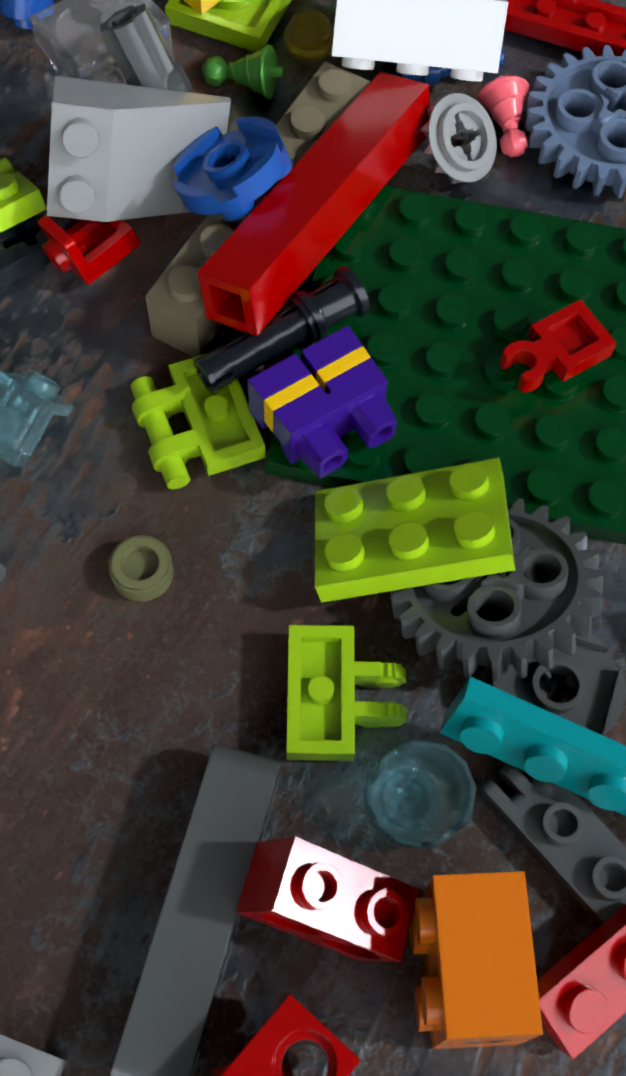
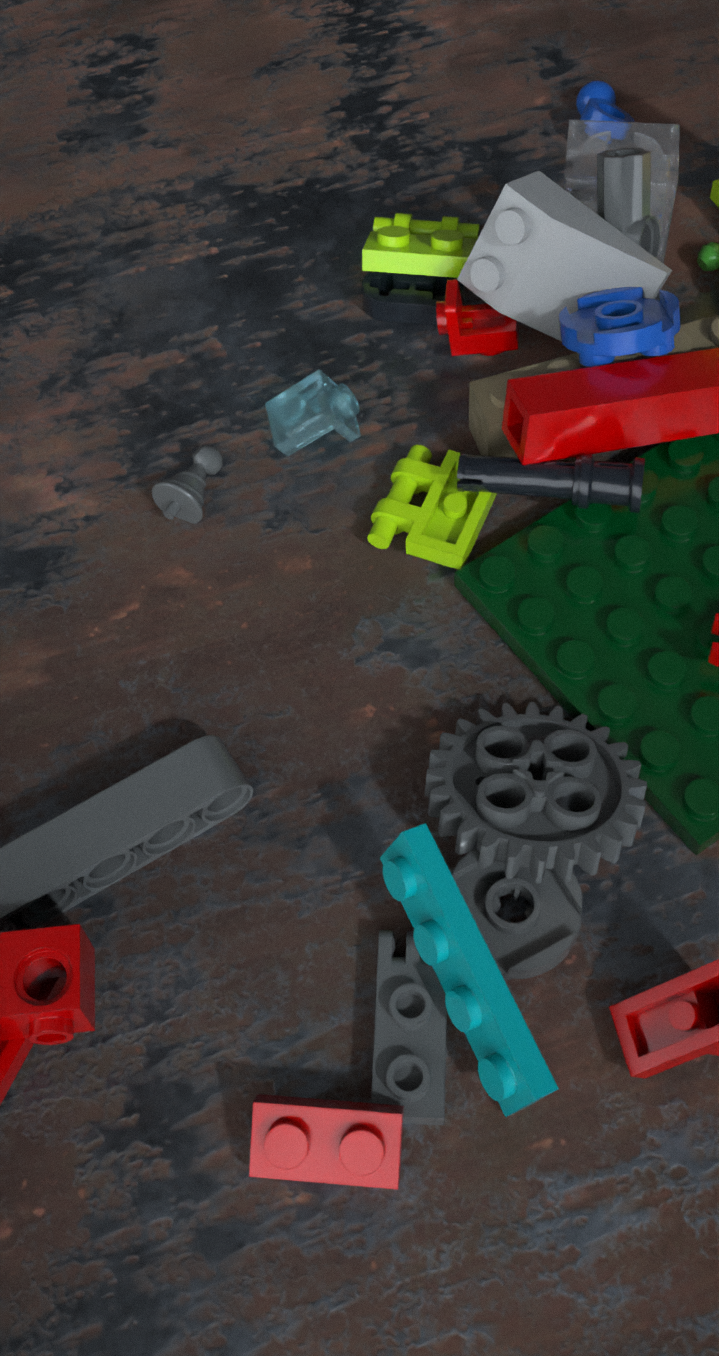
camera: 50 degrees right, 5 degrees down
(141, 568) = (294, 583): olive tile -> none
(322, 399) = (547, 565): dark purple hips -> none
(323, 693) = (331, 766): lime hinge -> none
(328, 900) = (179, 899): red brick -> none
(412, 531) = (509, 698): lime plate -> none
(419, 794) = (321, 889): clear light blue hair -> none
(476, 961) = (233, 1028): orange brick -> none

